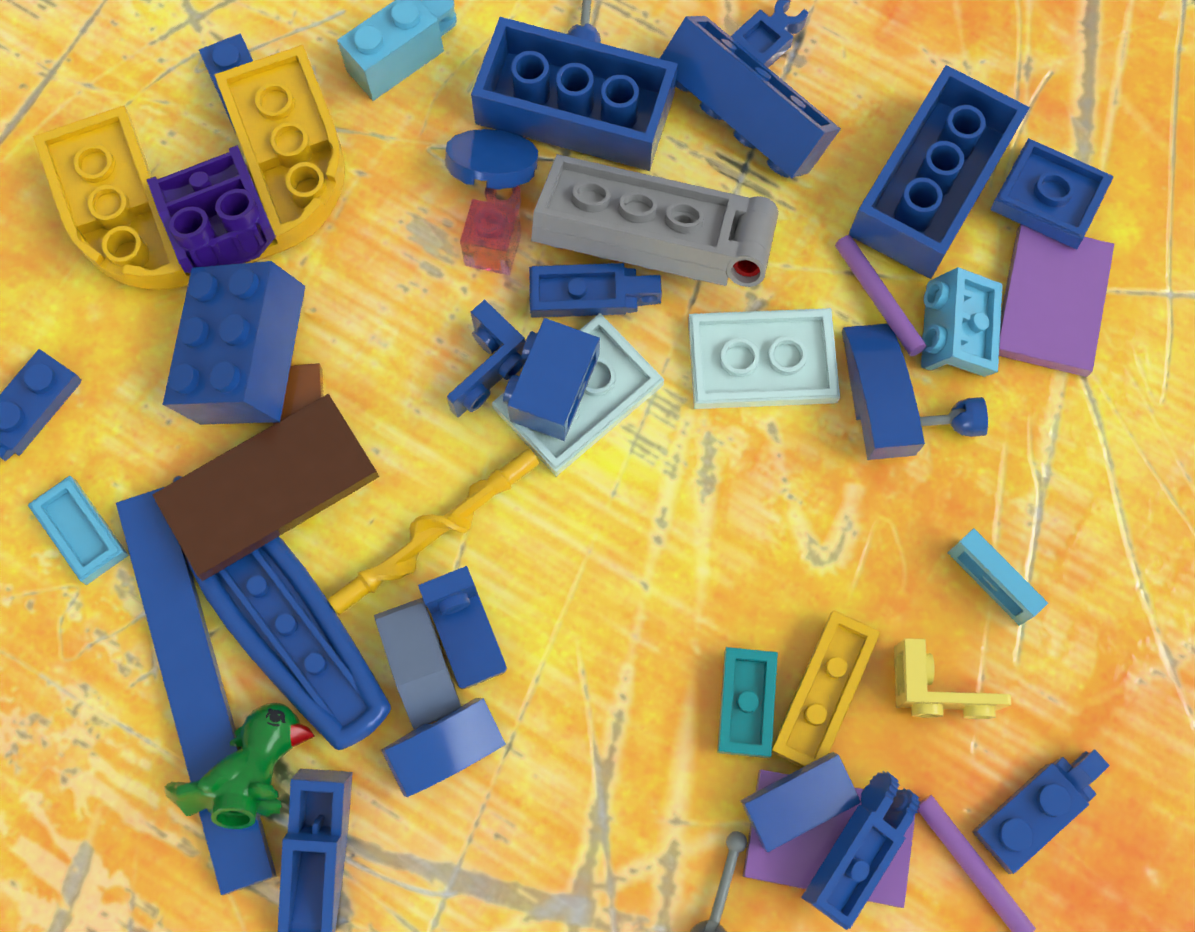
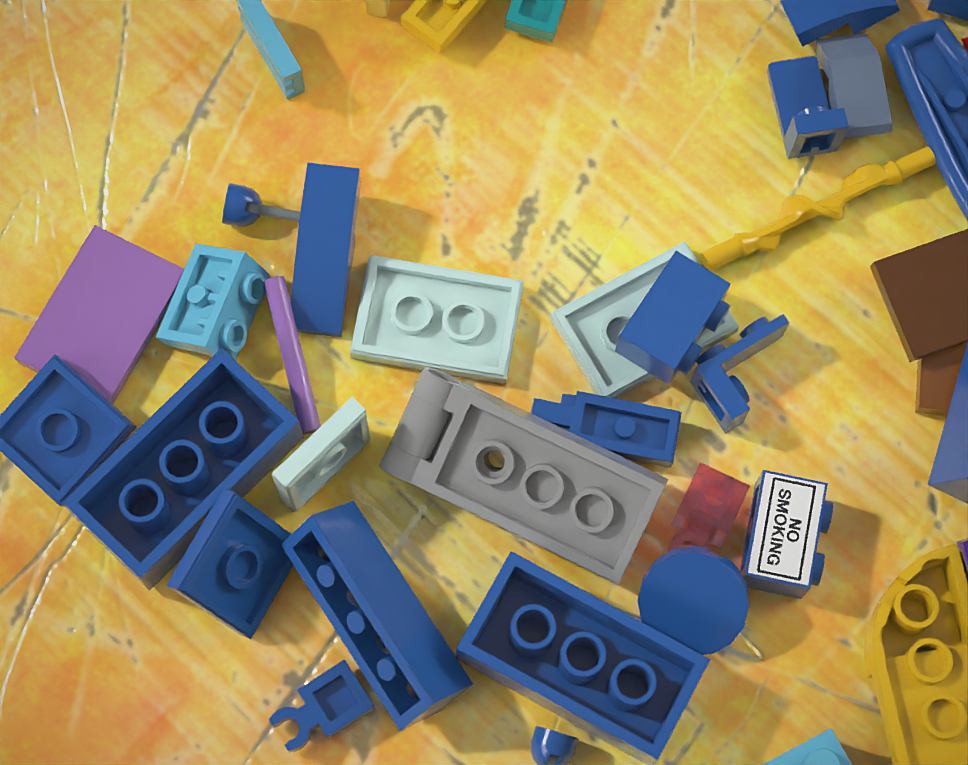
camera: 170 degrees left, 0 degrees up
(423, 229) = (784, 534): none -> brick
(829, 196) = (322, 455): none -> light aqua tile
(874, 105) = (234, 564): none -> blue tile

